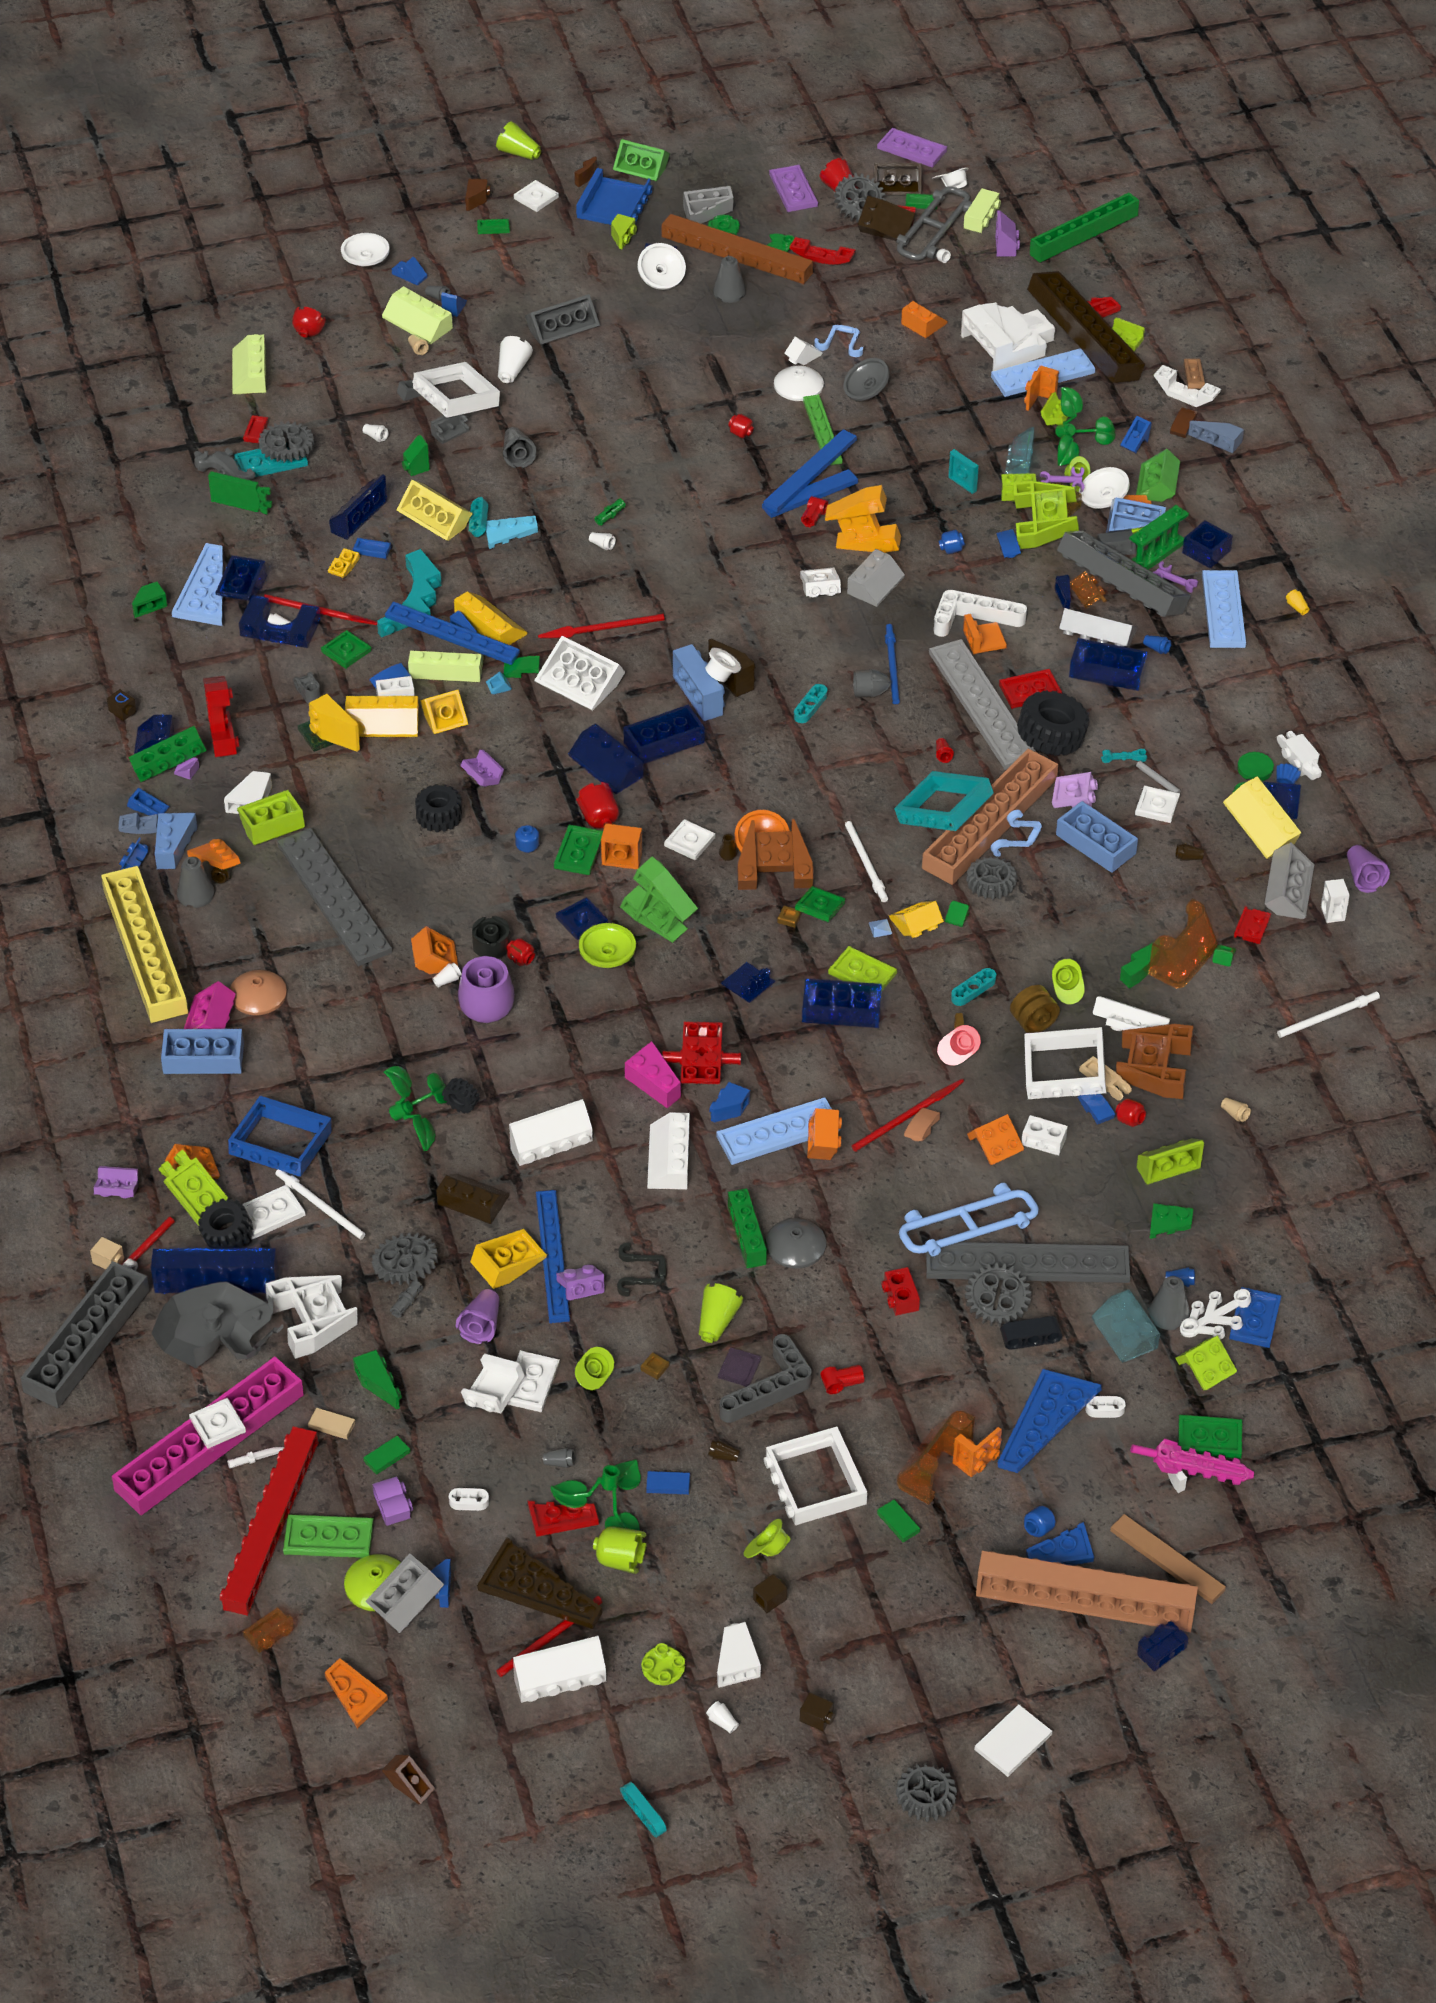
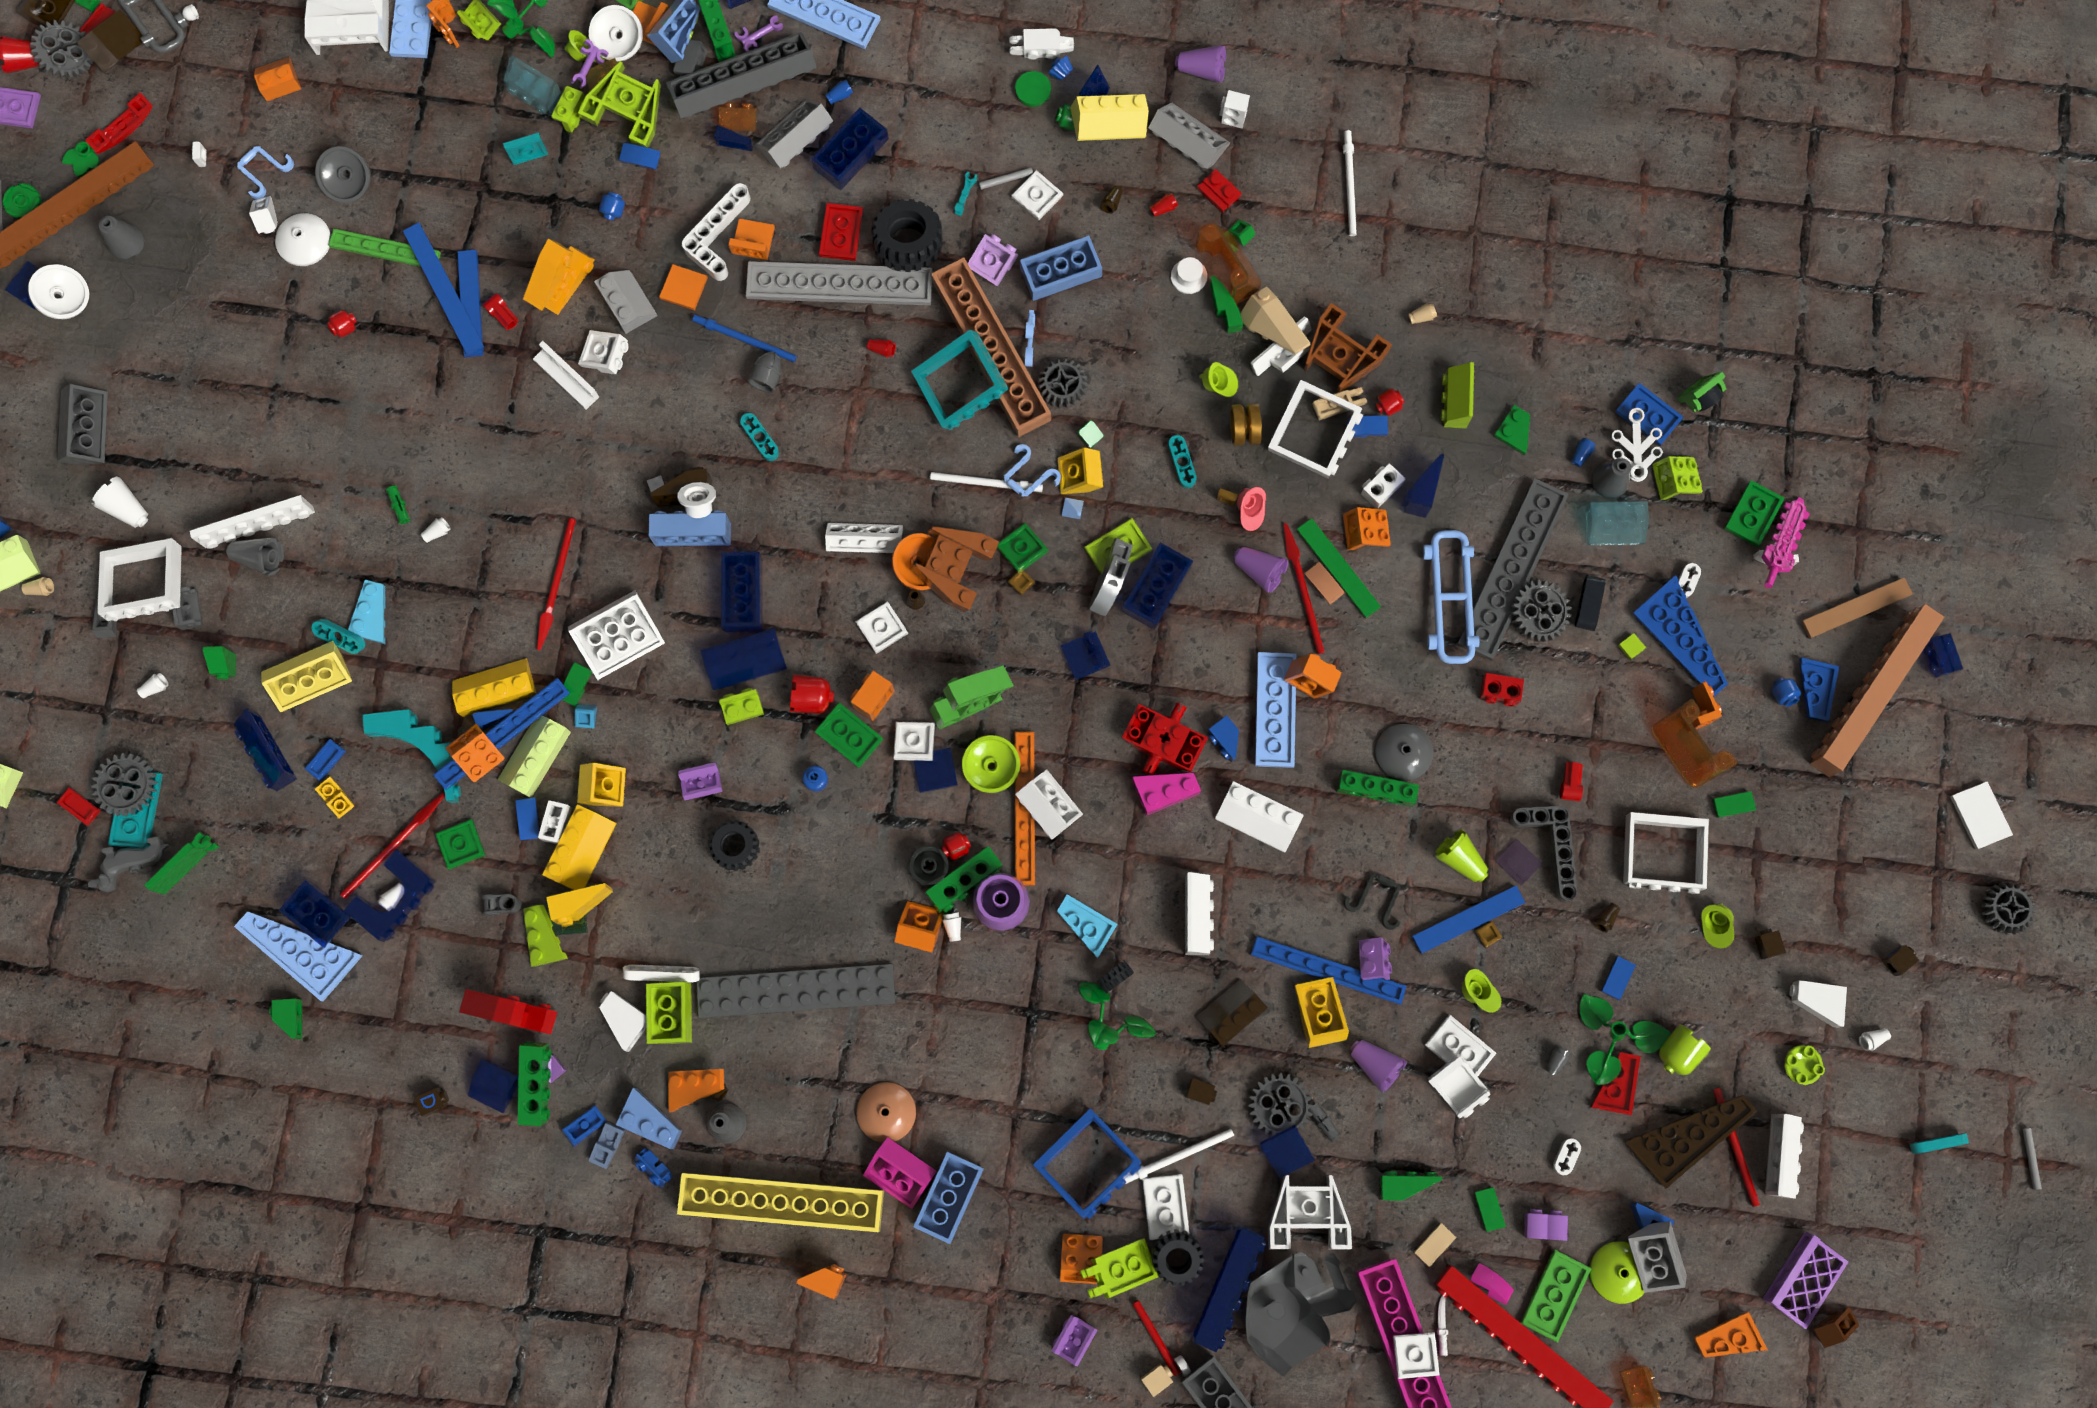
camera: 65 degrees left, 30 degrees up
(90, 993) = (825, 1281): none -> orange slope
(290, 722) = (542, 942): none -> lime wing
(300, 797) = (661, 973): none -> white beam
(315, 1476) = (1497, 1286): none -> dark pink slope
(364, 1275) = (1287, 1151): none -> clear blue tile
(387, 1196) = (1201, 1092): none -> dark brown brick
(424, 620) = (474, 753): none -> orange bracket
(451, 1721) = (1794, 1267): none -> medium lavender fence
(470, 949) = (936, 893): none -> green brick
(500, 1067) = (1087, 924): none -> medium azure wing
(542, 432) = (253, 521): none -> white plate
(564, 773) = (741, 706): none -> lime bracket
(582, 990) = (1023, 820): none -> orange tile
(594, 998) = (1049, 804): none -> white slope
(599, 893) = (914, 741): none -> white tile
(660, 1345) = (1468, 919): none -> blue tile
(669, 1906) = (2036, 1183): none -> light grey bar
(760, 793) = (864, 539): none -> white fence
(784, 568) = (565, 376): none -> white fence
(828, 300) = (199, 154): none -> white tile
(830, 967) = (1112, 578): none -> dark grey slope
(894, 894) = (1016, 487): none -> light blue piece
(906, 1073) = (1261, 567): none -> medium lavender cone
(912, 611) = (683, 287): none -> orange tile
(944, 1133) = (1338, 568): none -> green tile
(1009, 1384) = (1631, 646): none -> lime tile
(1062, 1160) = (1421, 496): none -> clear blue slope
(1150, 995) = (1270, 319): none -> tan wedge
(1154, 926) = (1189, 276): none -> white piece
(1210, 890) = (1164, 205): none -> red cone
(1304, 1347) = (1704, 392): none -> bright green piece

